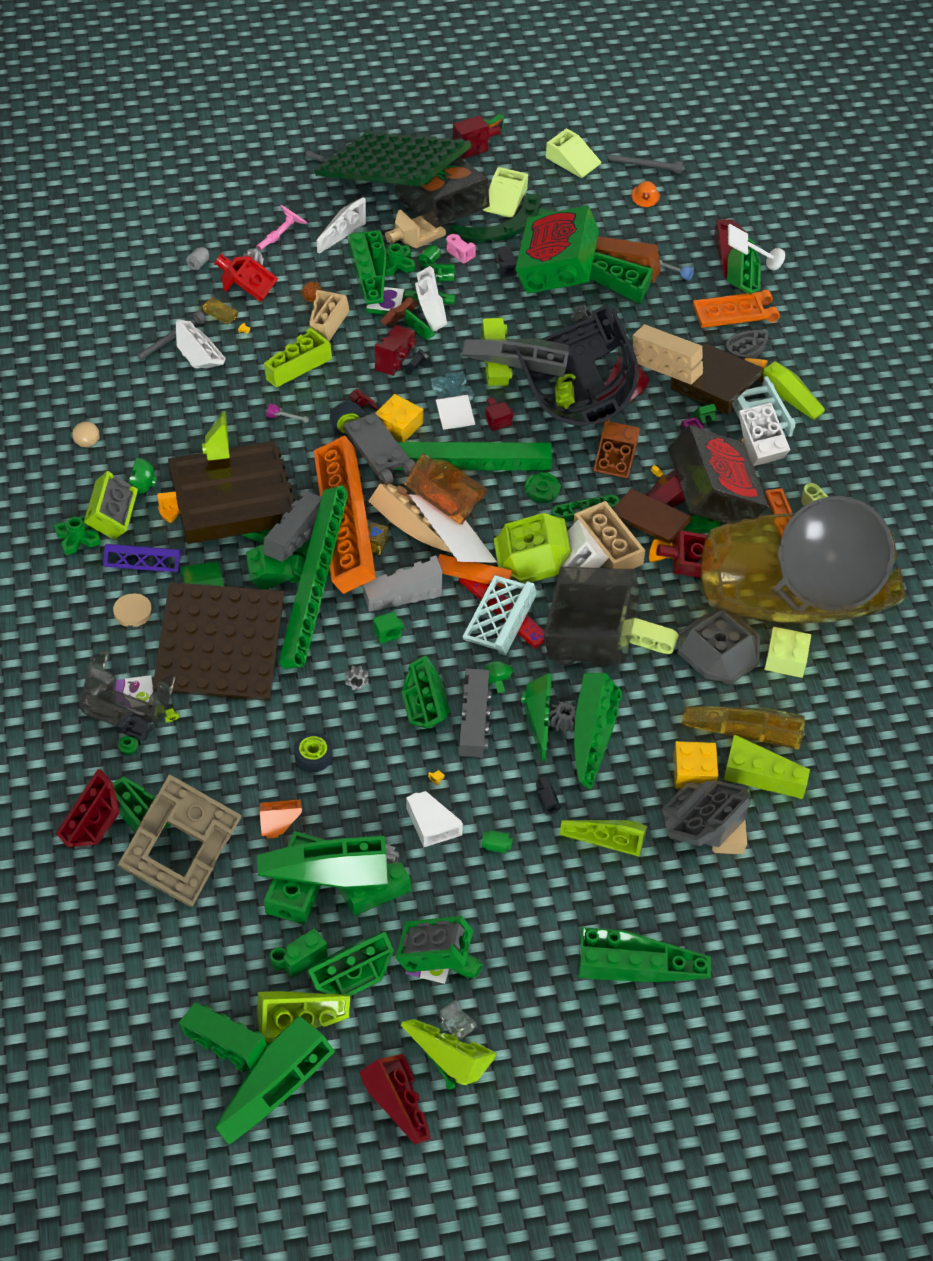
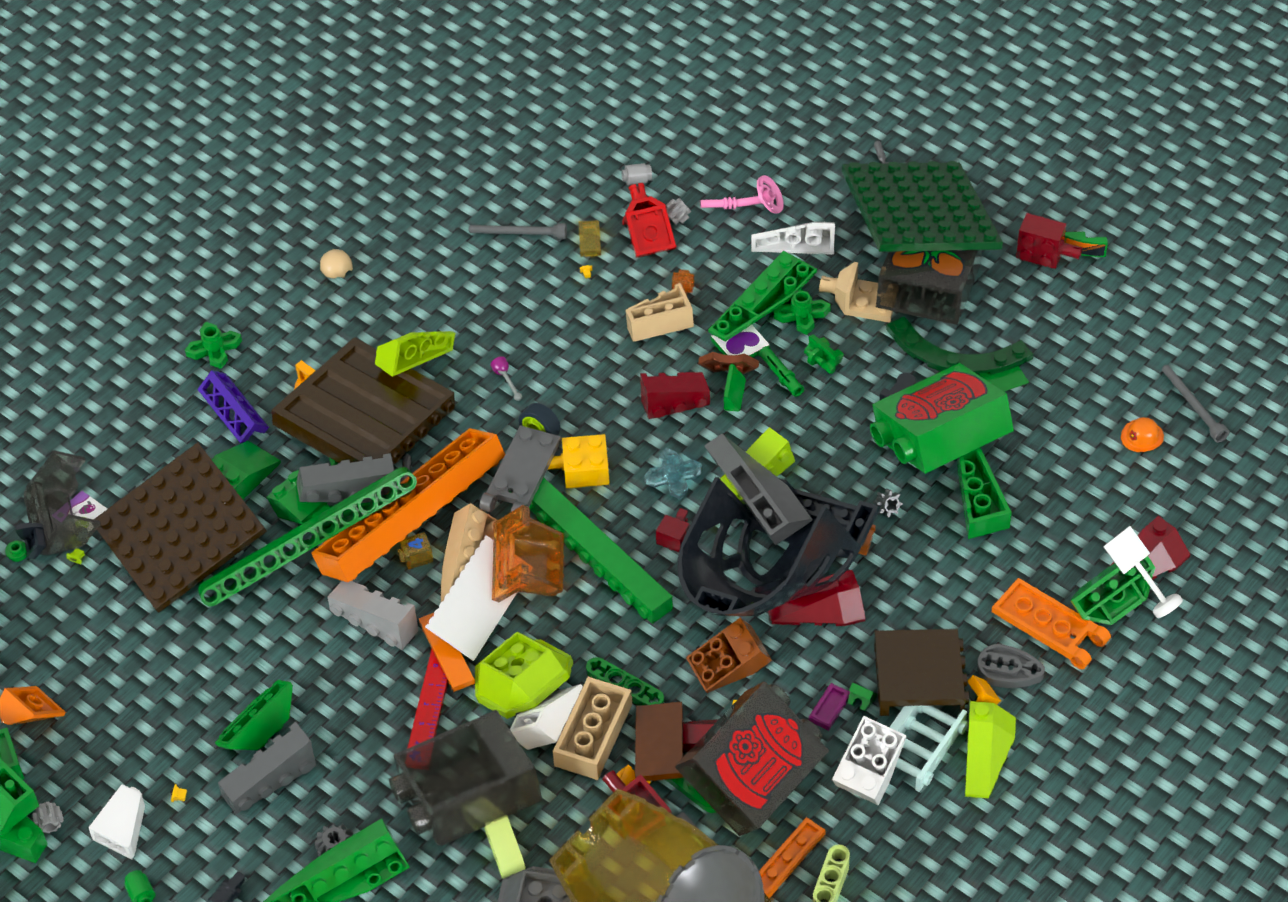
camera: 55 degrees right, 0 degrees up
(110, 505) = (258, 340): piece -> none
(132, 610) = (166, 444): tan tile -> none
(142, 476) = (316, 335): green cylinder -> none
(197, 346) = (521, 257): white wedge -> none
(298, 358) = (580, 334): lime wedge -> none
(313, 743) = (120, 693): wheel -> none
(361, 399) = (581, 416): dark red plant -> none
(361, 680) = (232, 653): light grey gear -> none
(387, 627) = (315, 635): green brick -> none
(420, 359) = (677, 421): black tile -> none
(429, 255) = (836, 330): green brick -> none
(429, 299) = (764, 374): white slope -> none
(455, 412) = (645, 497): white sticker -> none
(460, 249) = (875, 349): bright pink leg -> none
(497, 672) = (331, 754): green piece -> none
(506, 192) = (997, 324): yellowish green slope -> none
(515, 615) = (414, 719): light aqua fence -> none
(537, 710) = (332, 806): green wedge -> none
(542, 487) = (619, 632): green tile -> none
(564, 391) = (753, 560): lime plate -> none
(571, 153) = (1123, 334): yellowish green slope -> none
(634, 252) = (1017, 482): dark orange wedge -> none
(668, 354) = (885, 605): tan piece -> none
(686, 272) = (1059, 545): medium blue hinge -> none

